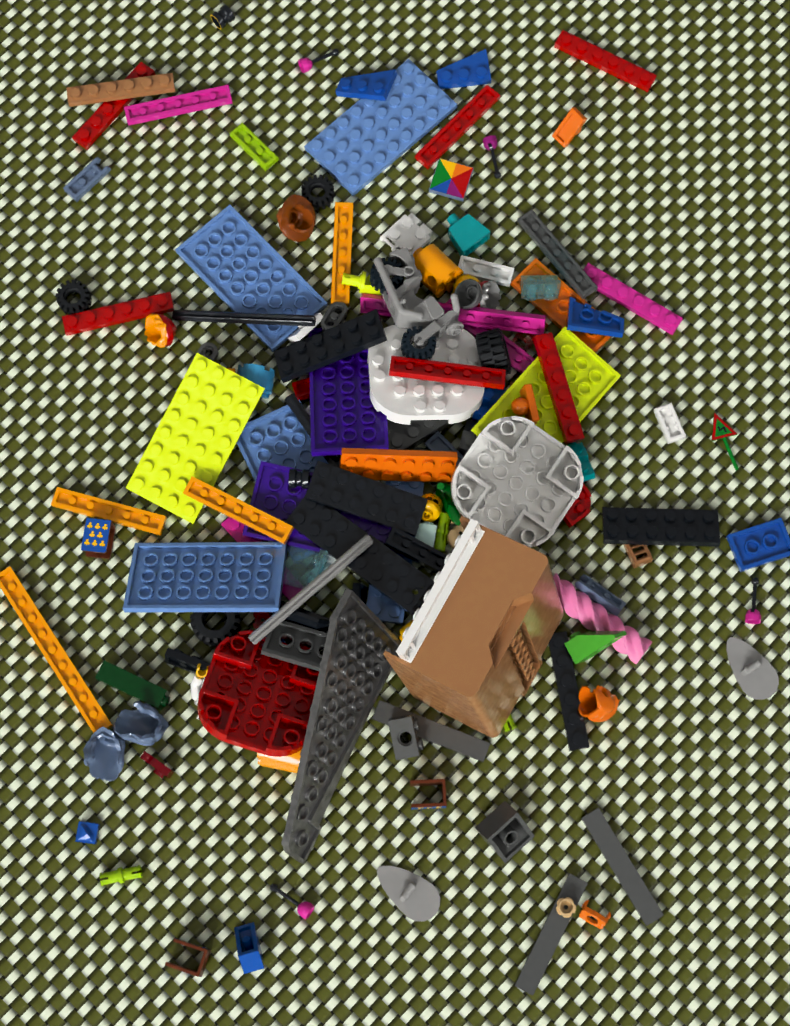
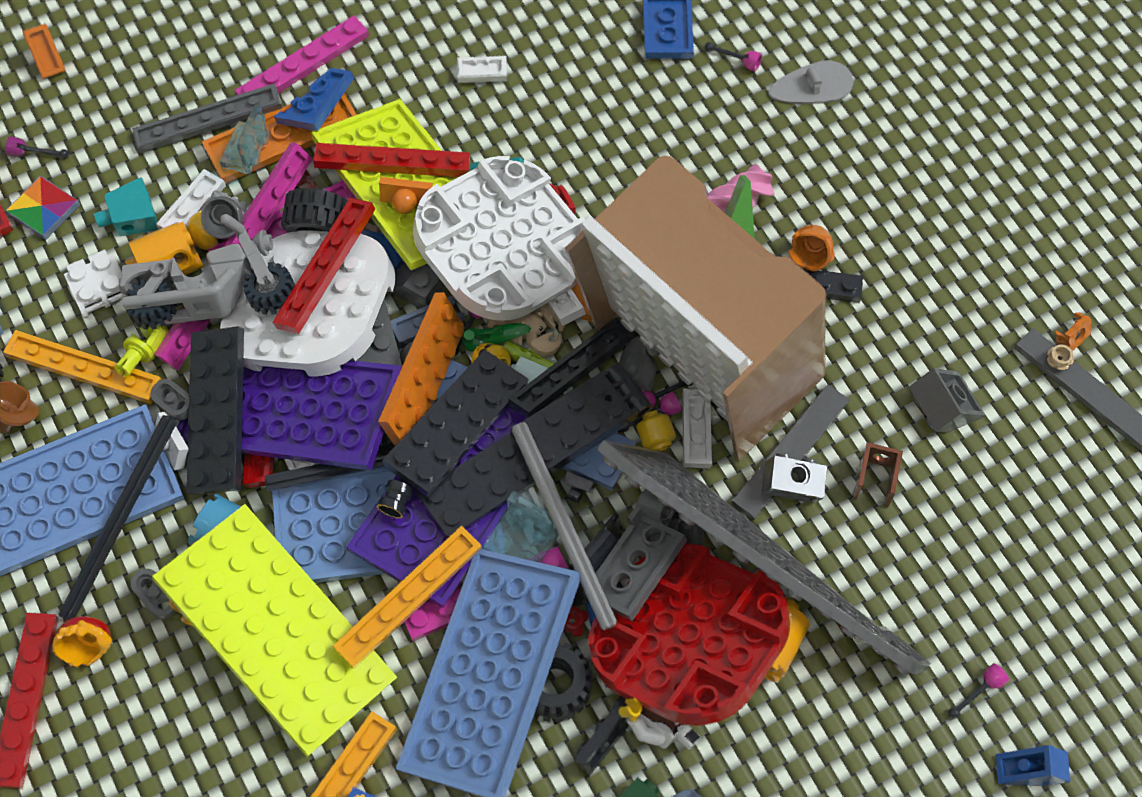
camera: 75 degrees left, 10 degrees down
(410, 892) = (998, 540): light grey shield -> none
(622, 867) = (1019, 286): dark grey tile -> none
(632, 556) = (625, 144): medium nougat slope -> none
(660, 526) = (609, 118): black plate -> none
(722, 431) = (513, 22): piece -> none

